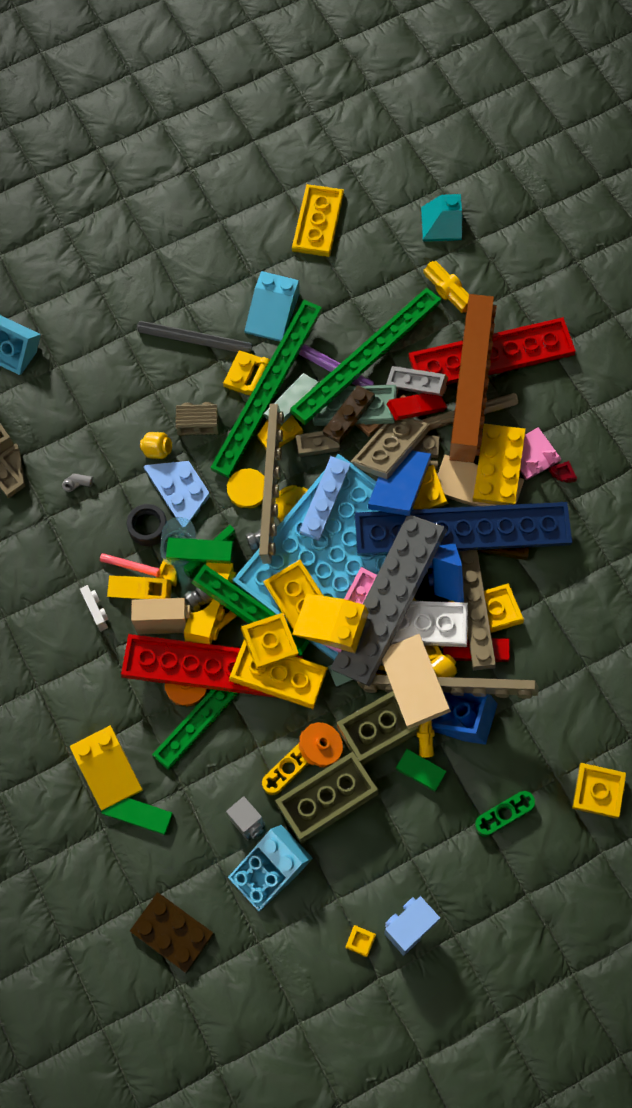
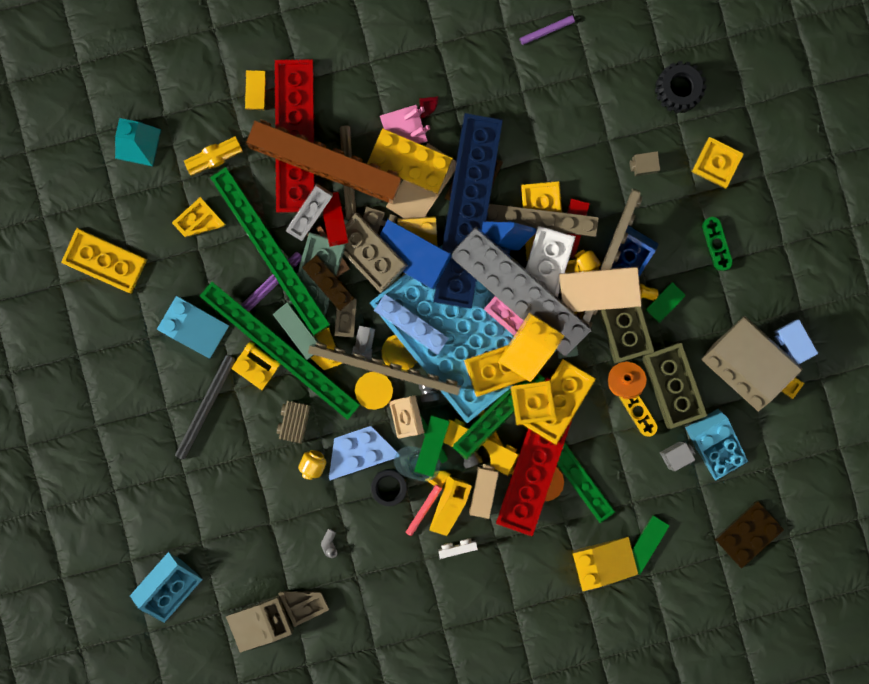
camera: 80 degrees left, 20 degrees up
(225, 520) = (406, 417): none -> tan tile
(295, 466) = (364, 342): none -> light grey piece
(373, 878) = (751, 363): none -> dark tan slope
(381, 288) = (197, 219): none -> yellow wing
(527, 310) = (255, 90): none -> yellow tile
(572, 708) = (645, 164): none -> dark tan brick

